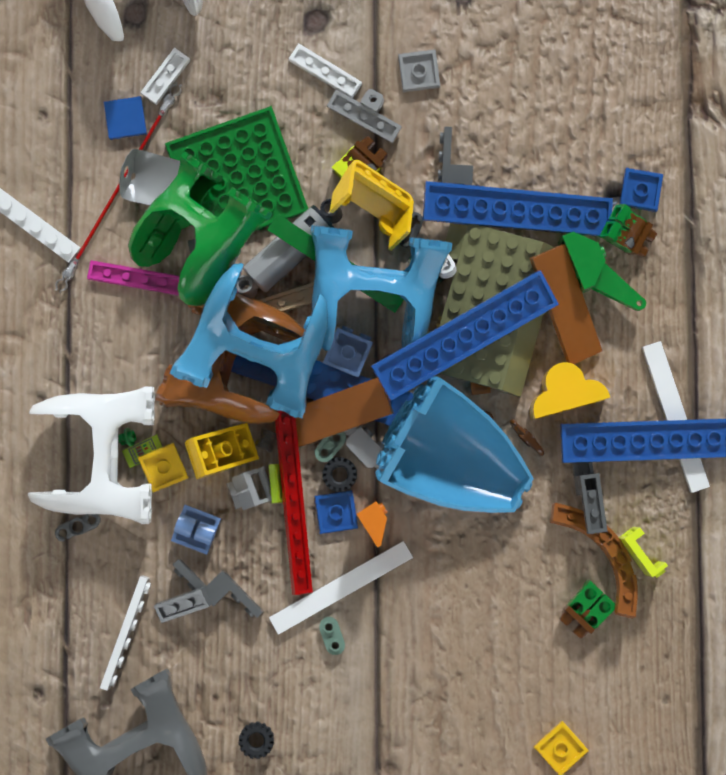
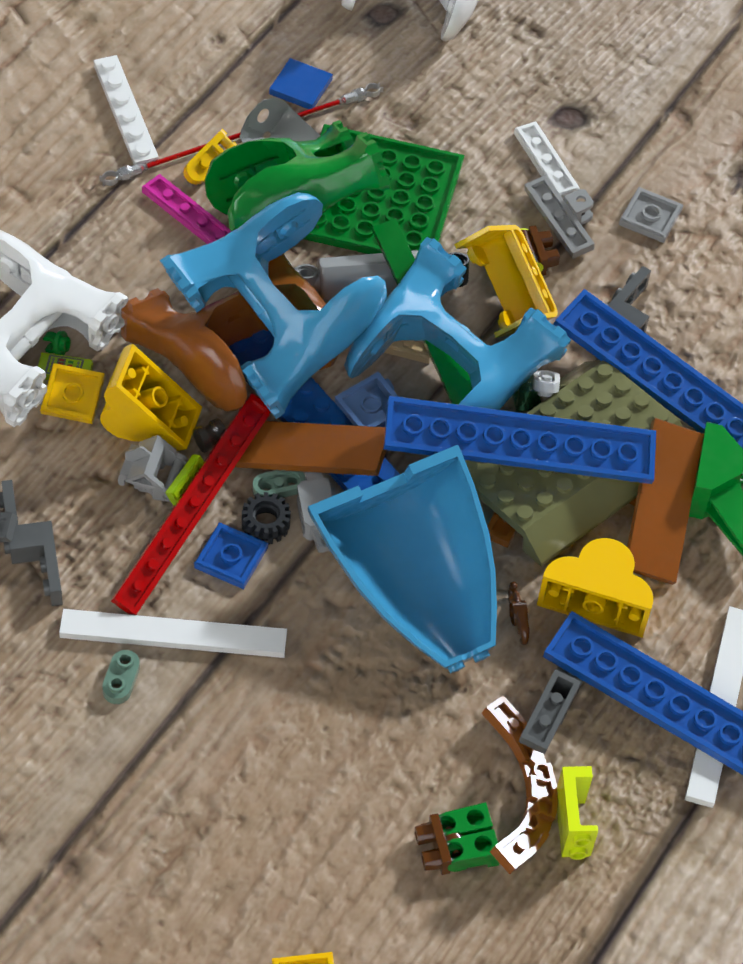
camera: 30 degrees right, 30 degrees down
(113, 225) = (198, 166): none -> yellow plate
(165, 76) = (371, 71): white plate -> none
(195, 529) = (56, 471): medium blue plate -> none
(374, 521) = (270, 570): orange slope -> none

